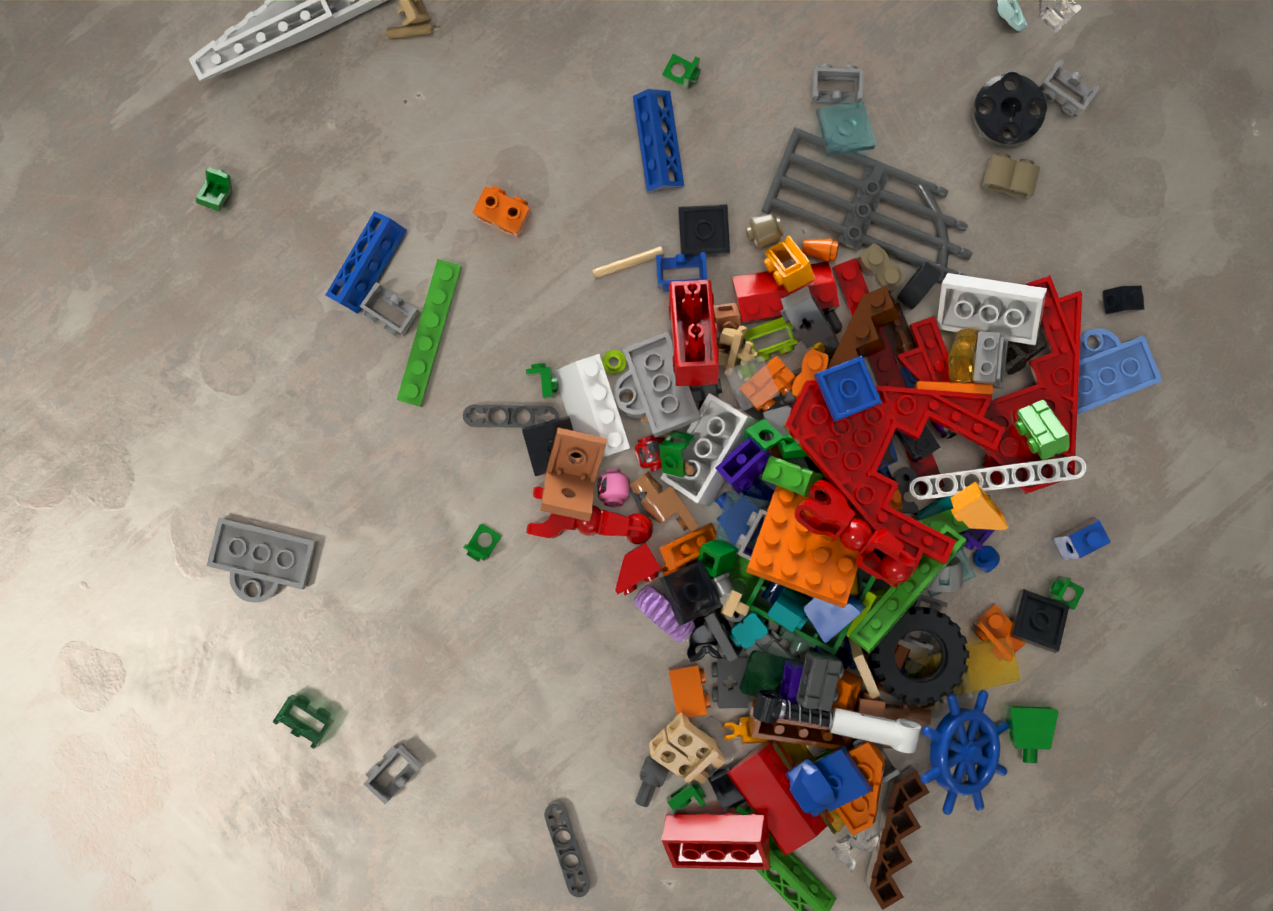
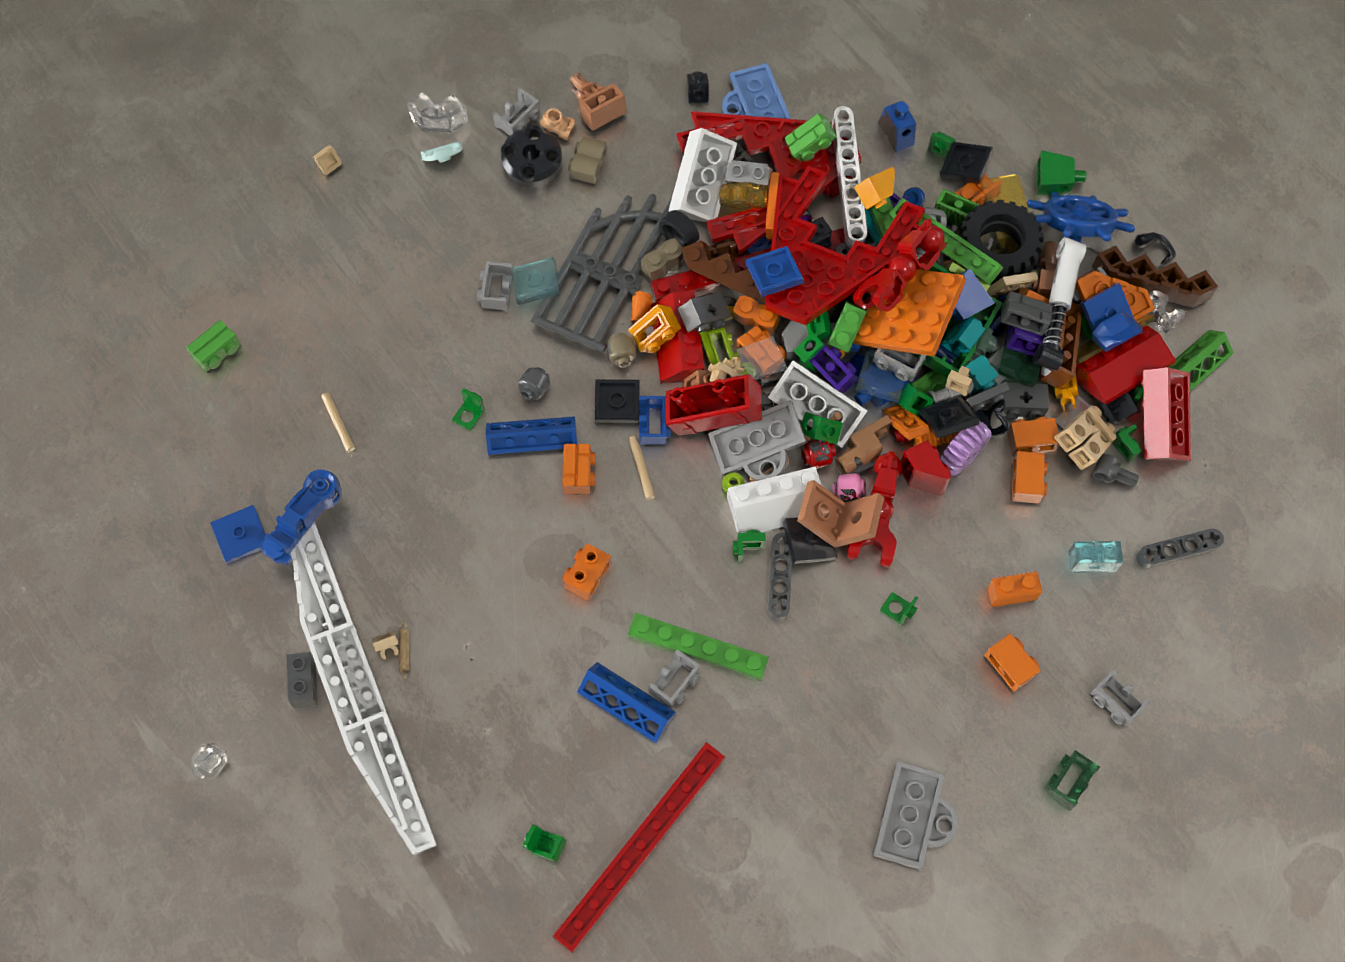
camera: 85 degrees left, 20 degrees down
(218, 285) = (638, 848): none -> red plate
(424, 661) = (1013, 662): none -> orange brick
(506, 666) = (1014, 589): none -> orange brick
(548, 755) = (1095, 556): none -> clear light blue brick
(619, 193) = (577, 468): none -> orange brick
(636, 684) = (1029, 477): none -> orange brick
(717, 137) = (534, 383): none -> dark grey head
(950, 831) = (1145, 240): none -> black piece
(971, 607) = (955, 207): none -> bright green brick
(1055, 143) = (554, 122): none -> light nougat plate
(1088, 183) = (598, 103): none -> nougat brick

